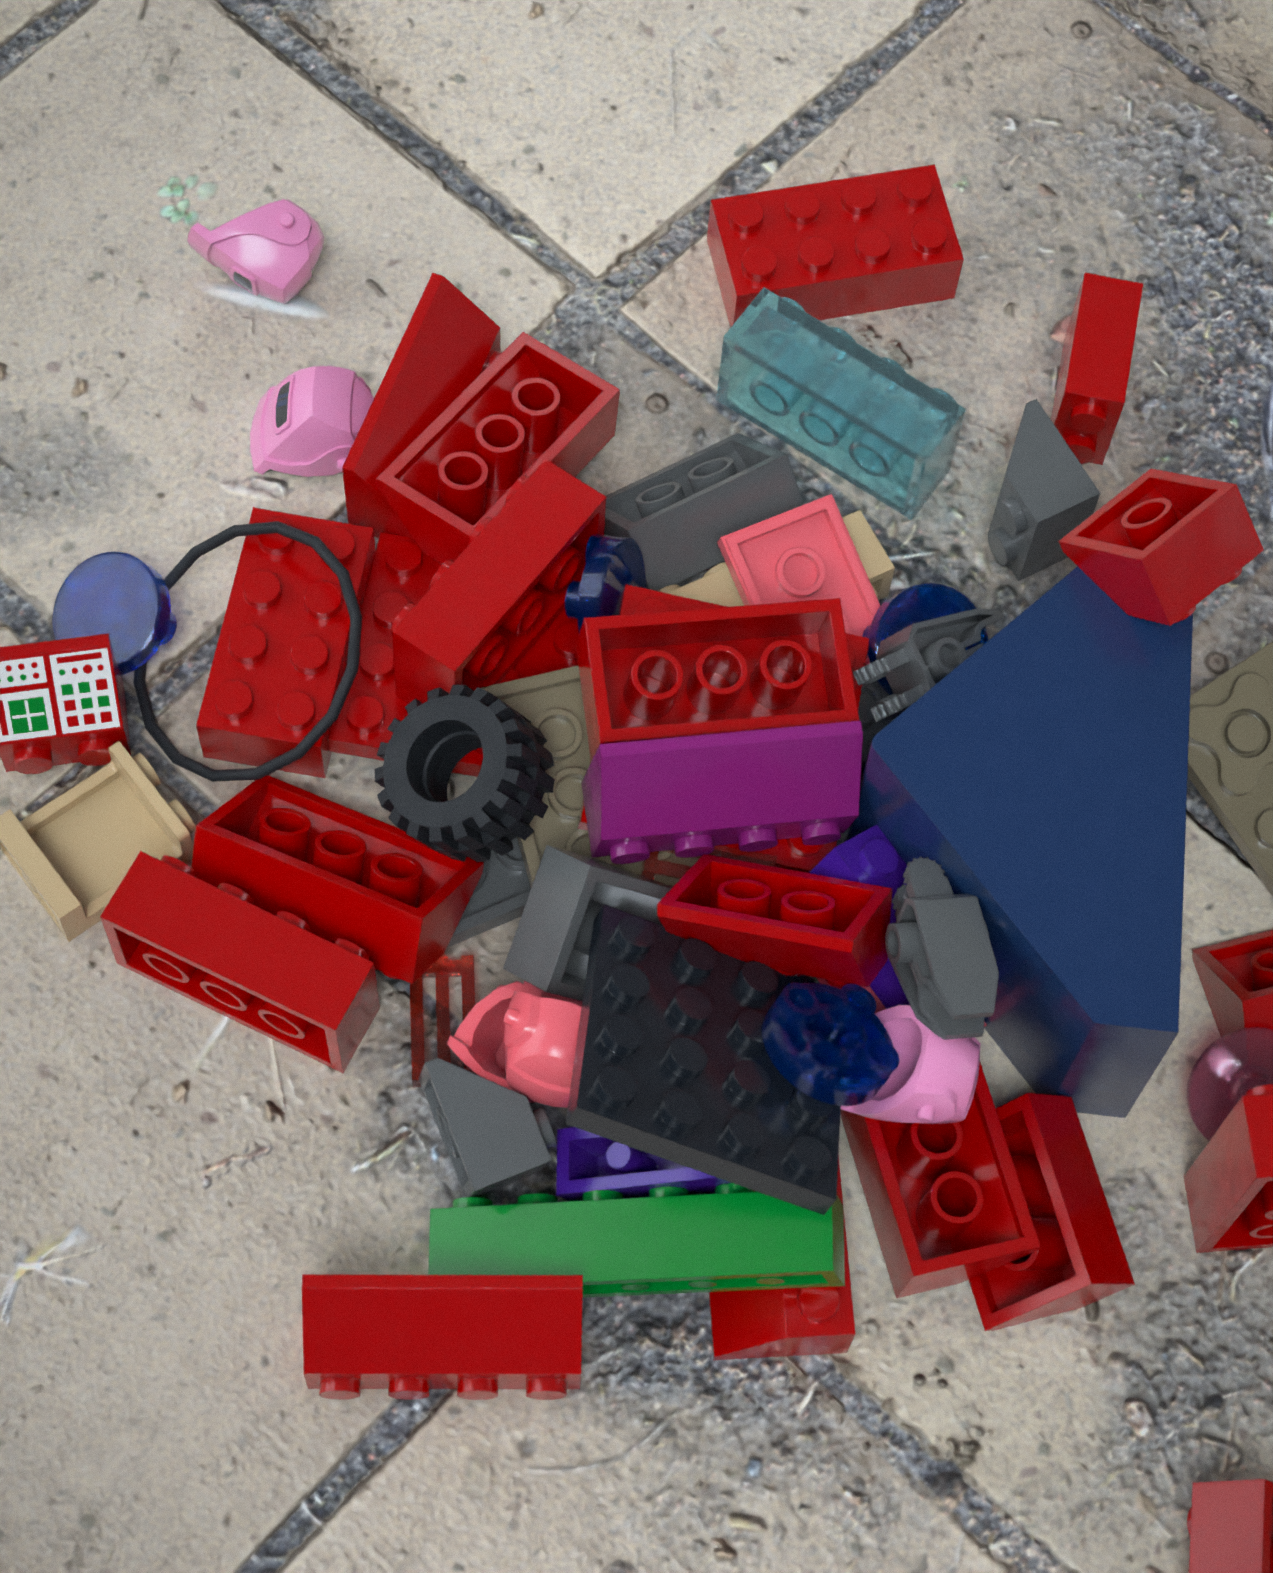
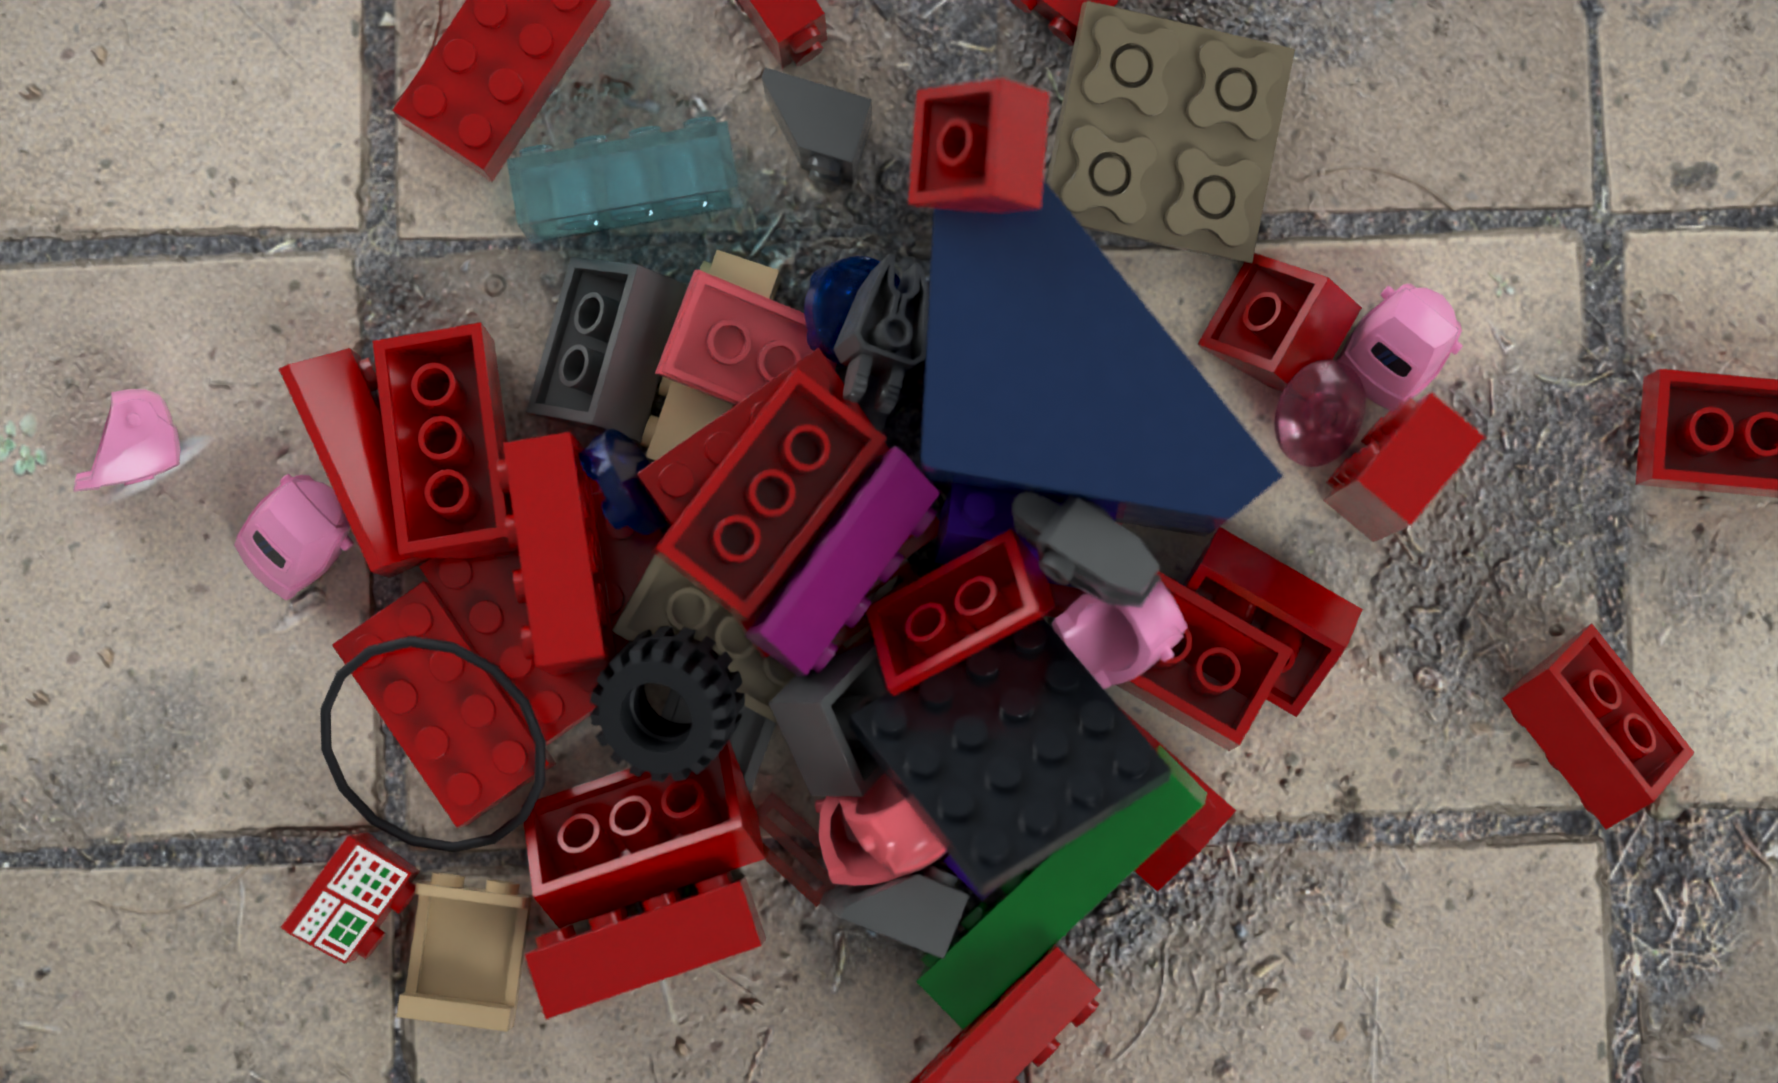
camera: 40 degrees left, 20 degrees up
(120, 598) = (314, 799): clear blue tile -> none
(829, 1042) = (1068, 666): clear blue tile -> none

